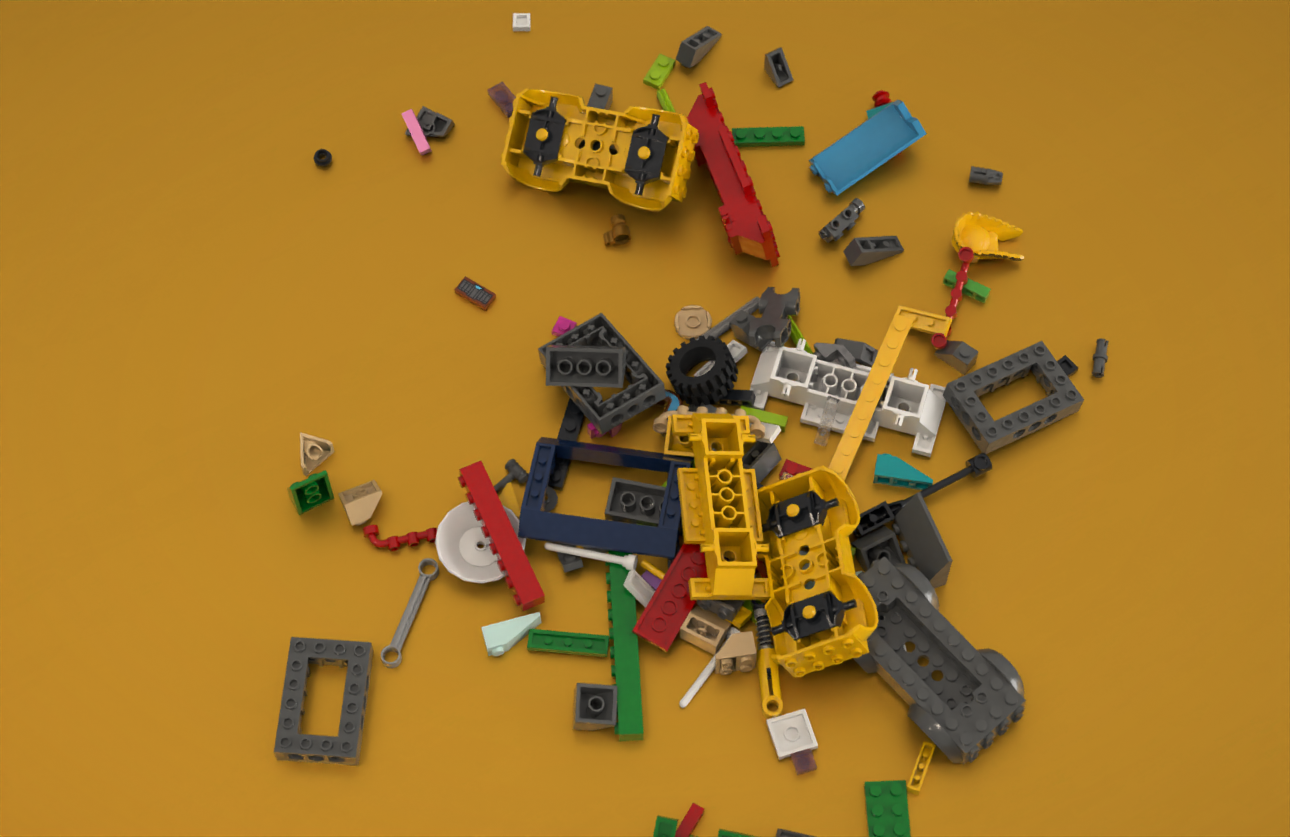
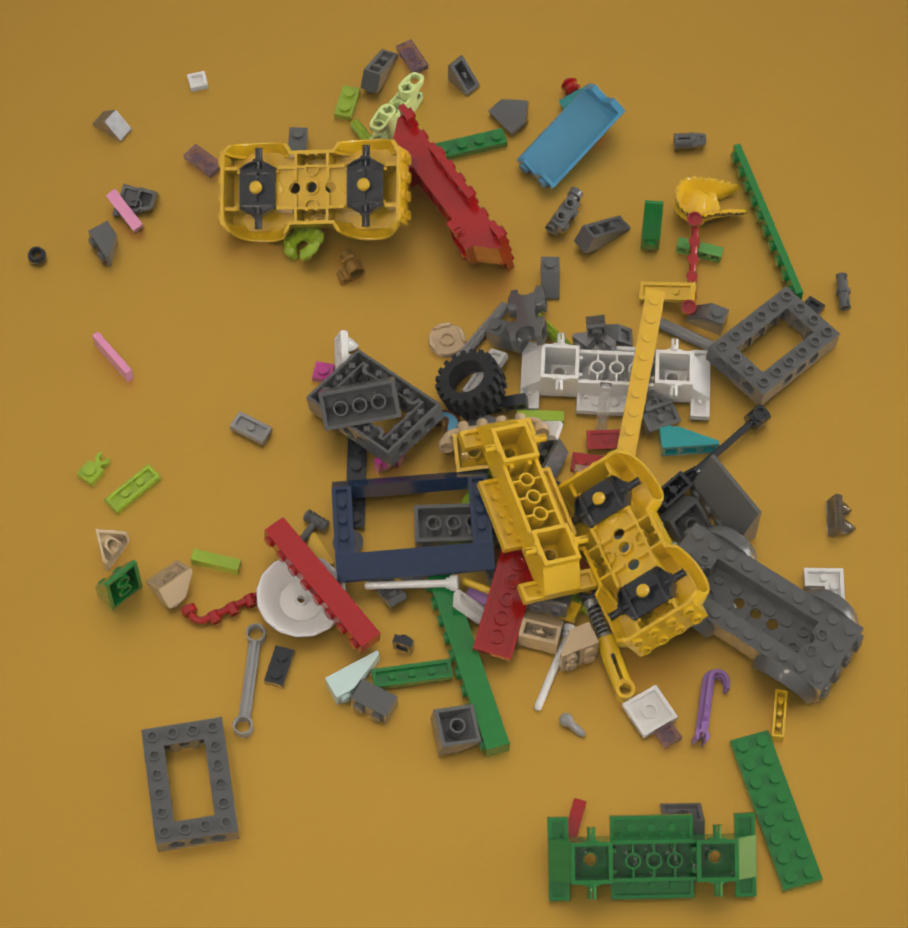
camera: 15 degrees left, 0 degrees up
(317, 376) = (93, 471): none -> lime plate
(350, 402) = (132, 489): none -> lime tile
(366, 270) = (112, 356): none -> bright pink tile
(390, 157) = (105, 241): none -> dark grey slope
(410, 490) = (216, 561): none -> lime piece
(429, 48) = (113, 125): none -> flat silver slope
(442, 606) = (279, 666): none -> black plate
(475, 293) = (226, 356): tile -> none
(479, 367) = (251, 428): none -> light grey plate
(523, 661) = (374, 701): none -> dark grey brick
(567, 611) = (403, 643): none -> black plate
(589, 193) = (312, 236): none -> lime piece
(589, 306) = (342, 345): none -> white tile
(708, 724) = (567, 720): none -> light grey piece
(715, 77) = (387, 114): none -> yellowish green piece
(734, 39) = (411, 56): none -> plate
(810, 282) = (550, 277): none -> dark grey slope
(816, 114) = (511, 114): none -> dark grey slope
(818, 453) = (602, 439): none -> red plate
(839, 339) = (596, 326): none -> dark grey slope
(849, 738) = (705, 702): none -> medium lavender piece
(881, 439) = (659, 413): none -> dark grey slope
(923, 251) = (651, 225): none -> green slope
(926, 364) = (685, 334): none -> light grey axle
(1006, 642) = (825, 578): none -> white plate
(1033, 575) = (835, 512): none -> clear smoke tile
(1039, 266) = (763, 216): none -> green plate

